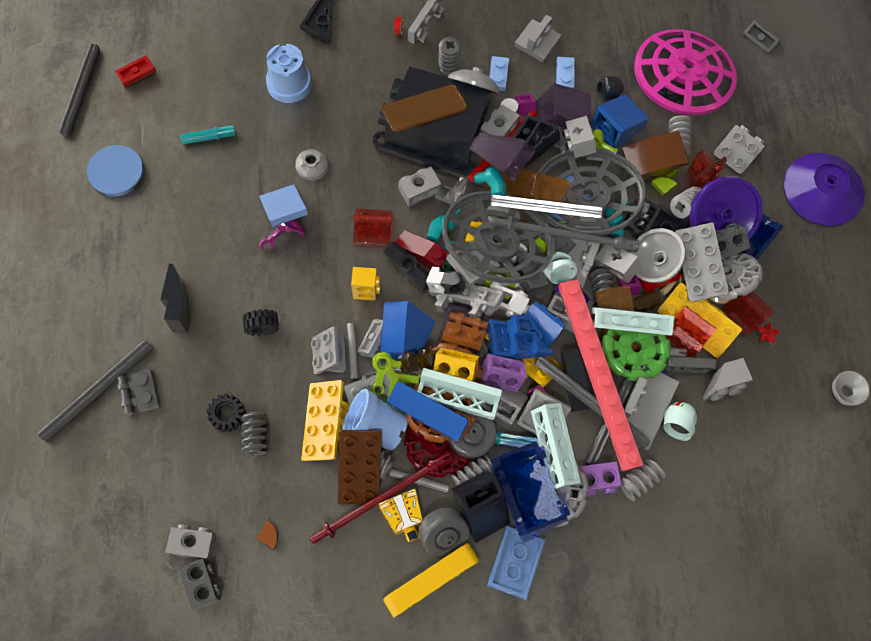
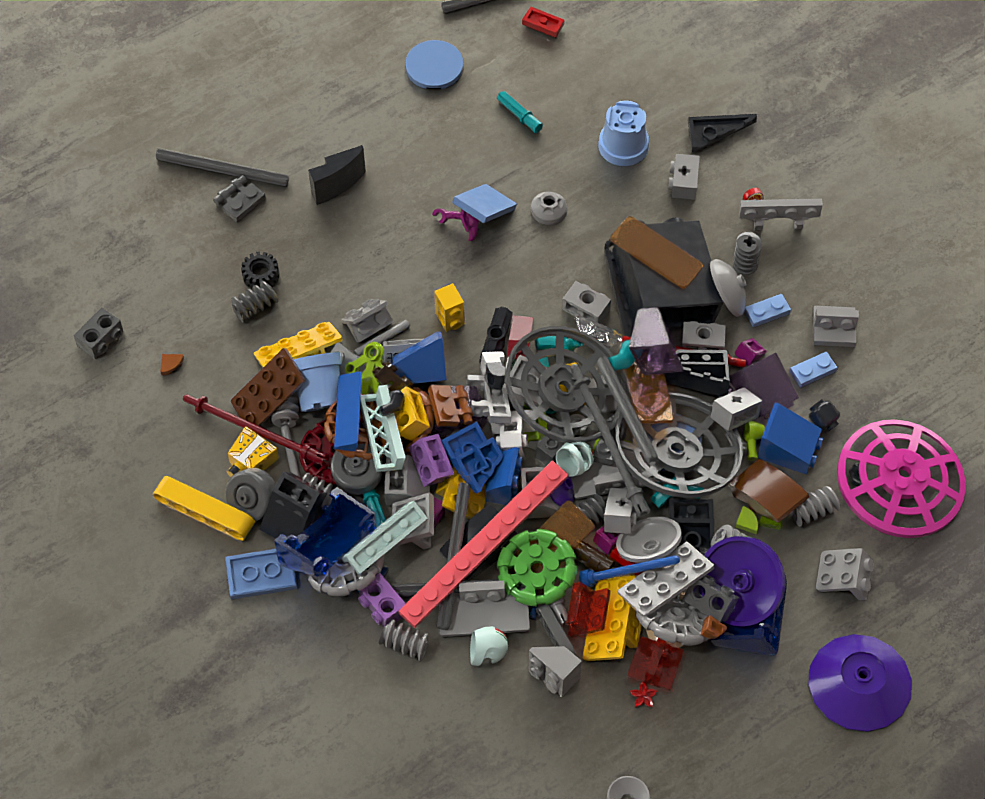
camera: 65 degrees right, 10 degrees down
(178, 542) = (133, 318): light grey brick -> none
(260, 322) = (358, 248): black tyre -> none
(350, 57) = (685, 176): none -> light grey brick
(372, 226) = (517, 287): clear red bracket -> none
(449, 370) = (395, 404): none -> black arm
(511, 104) = (734, 337): white tile -> none
(633, 321) = (556, 544): light aqua fence -> none
(679, 279) = (591, 577): none -> blue piece
(704, 169) = (788, 551): clear red bracket -> none
(754, 254) = (712, 628): none -> dark orange tile

